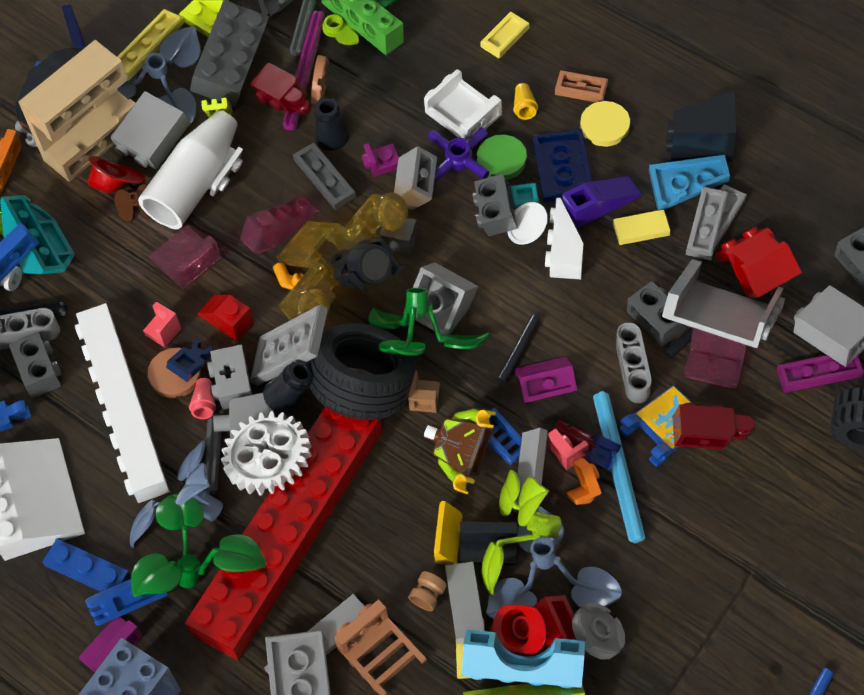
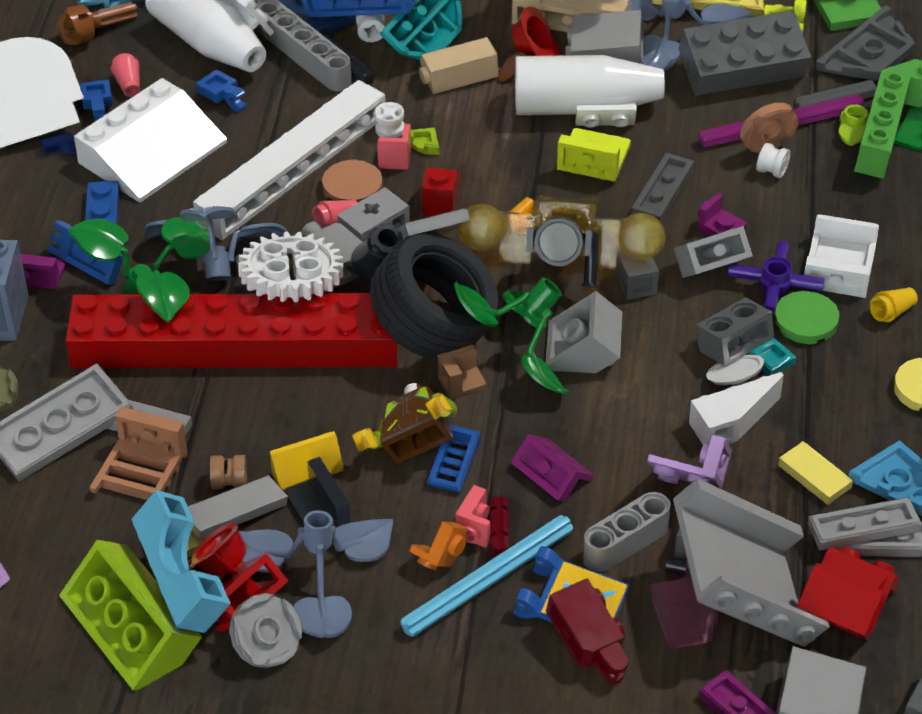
camera: 55 degrees right, 15 degrees down
(32, 366) = (289, 84): dark grey brick -> none
(101, 239) = (459, 65): none -> tan brick
(120, 311) = (389, 120): none -> white wheel
(164, 298) = (425, 141): none -> lime tile
(186, 256) = (485, 132): clear pink bracket -> none
(188, 362) = (364, 179): dark blue plate -> none
(225, 105) = (672, 73): neon yellow tile -> none
(256, 195) = (592, 154): none -> neon yellow bracket
(275, 224) = (573, 176): clear pink slope -> none
(280, 90) = (731, 106): dark red hinge -> none
(330, 127) = (723, 160): black plant -> none
(345, 94) = (773, 160): none -> white wheel
(518, 349) = (577, 431): black bar -> none
(531, 457) = (424, 495): light grey tile -> none
(538, 523) = (358, 521): lime plant -> none
(561, 162) = (840, 372): clear blue tile -> none
(598, 198) = (813, 411): dark purple slope -> none
(602, 453) = (487, 543): clear blue wheel -> none
(621, 286) = (713, 456): none -> lavender bracket

